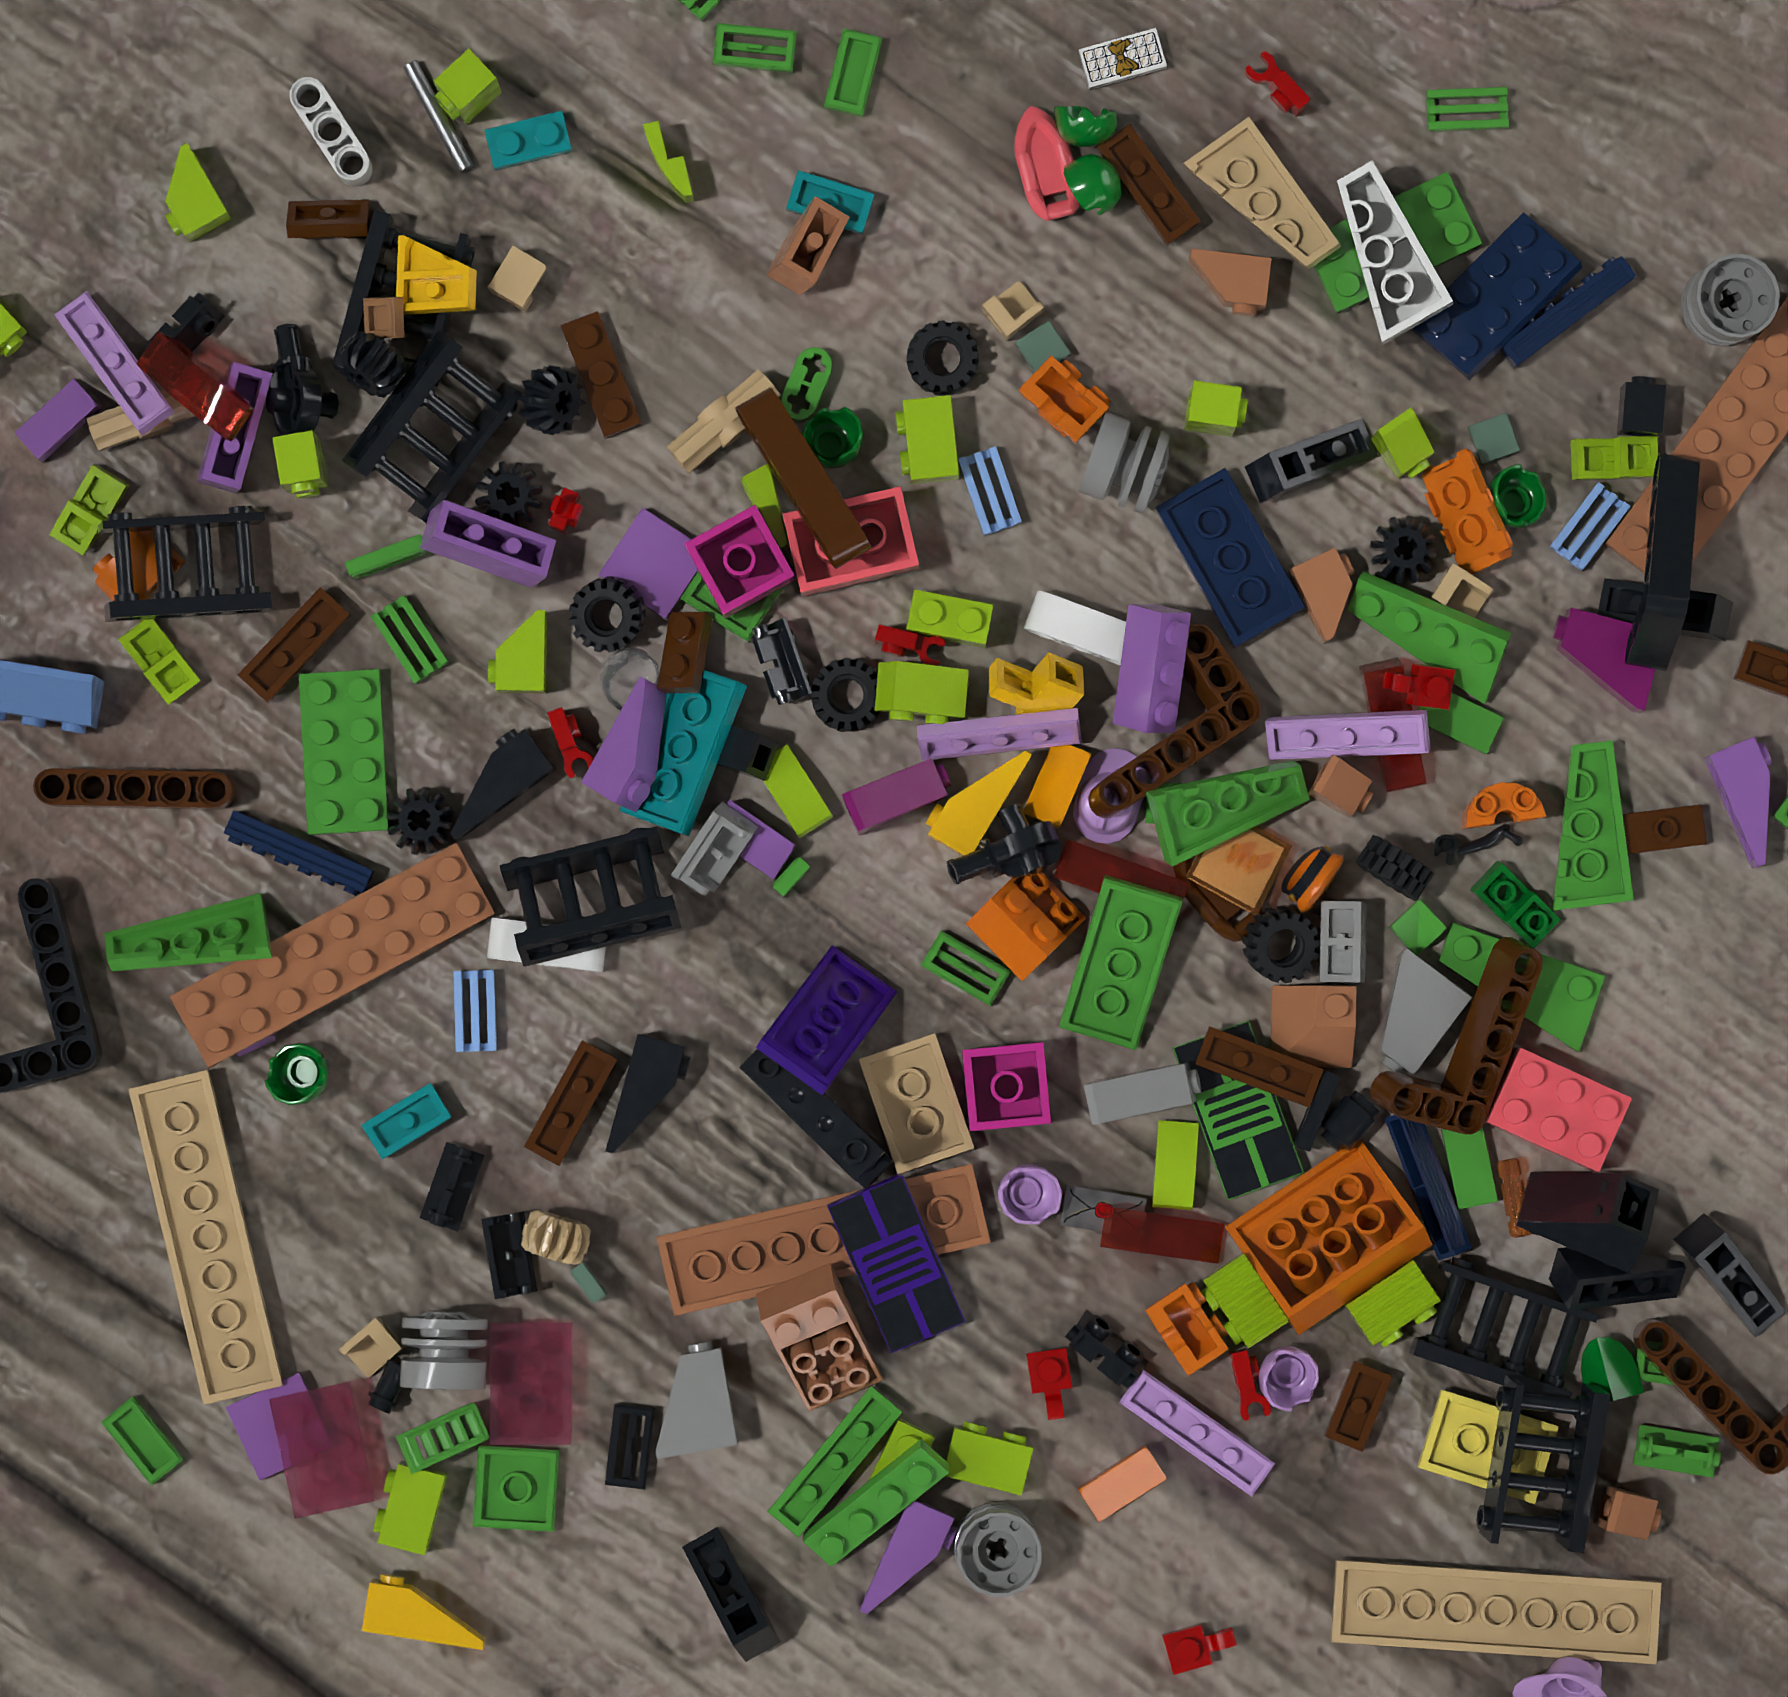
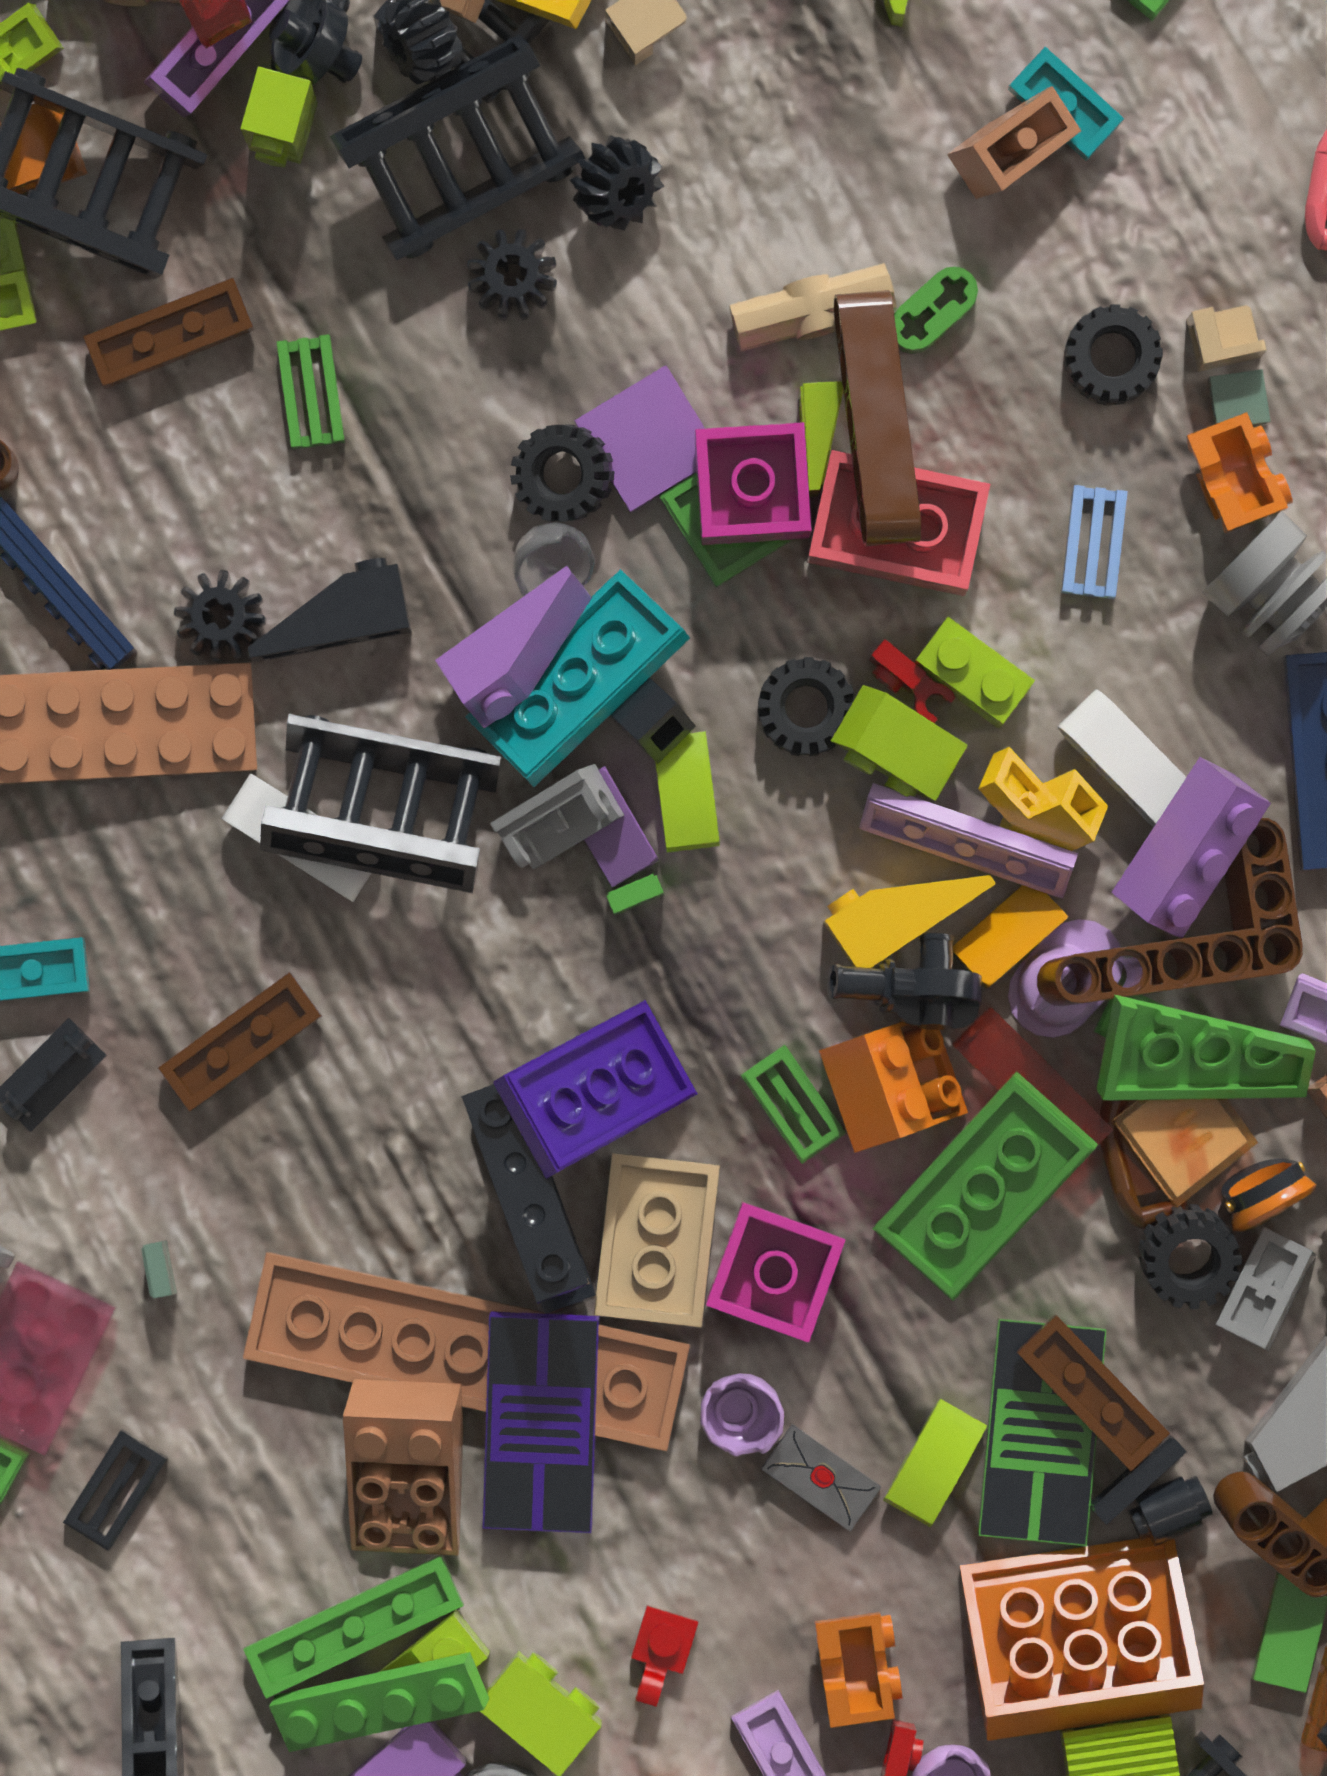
camera: 25 degrees right, 0 degrees up
(344, 752) = (167, 490): bright green plate -> none
(385, 557) = (330, 279): bright green tile -> none
(474, 977) = (159, 917): light blue tile -> none
(487, 544) = (458, 319): medium lavender brick -> none
(508, 1261) = (78, 1190): black hinge -> none
(522, 658) = (435, 478): lime slope -> none
(555, 1237) = (144, 1196): tan gear -> none
(565, 511) = (571, 324): red plate -> none
(566, 731) = (445, 591): red plate -> none
(601, 374) = (691, 182): reddish brown plate -> none
(649, 1079) = (347, 1058): black slope -> none
(684, 652) = (634, 563): reddish brown plate -> none
(699, 1405) = (221, 1481): light grey slope -> none
(778, 644) = (745, 654): black hinge -> none
(834, 437) = (938, 388): green hair -> none
(896, 795) = (808, 856): magenta slope -> none
(929, 440) = (1050, 445): lime brick -> none
(1122, 1358) = (740, 1623): black hinge -> none
(1141, 1092) = (936, 1356): light grey slope -> none
(1161, 1235) = (877, 1539): clear red slope -> none
(1244, 1301) = (940, 1668): lime brick -> none
(1314, 1024) = (1184, 1372): nougat slope -> none
(1429, 1186) = (1230, 1635): dark blue piece -> none

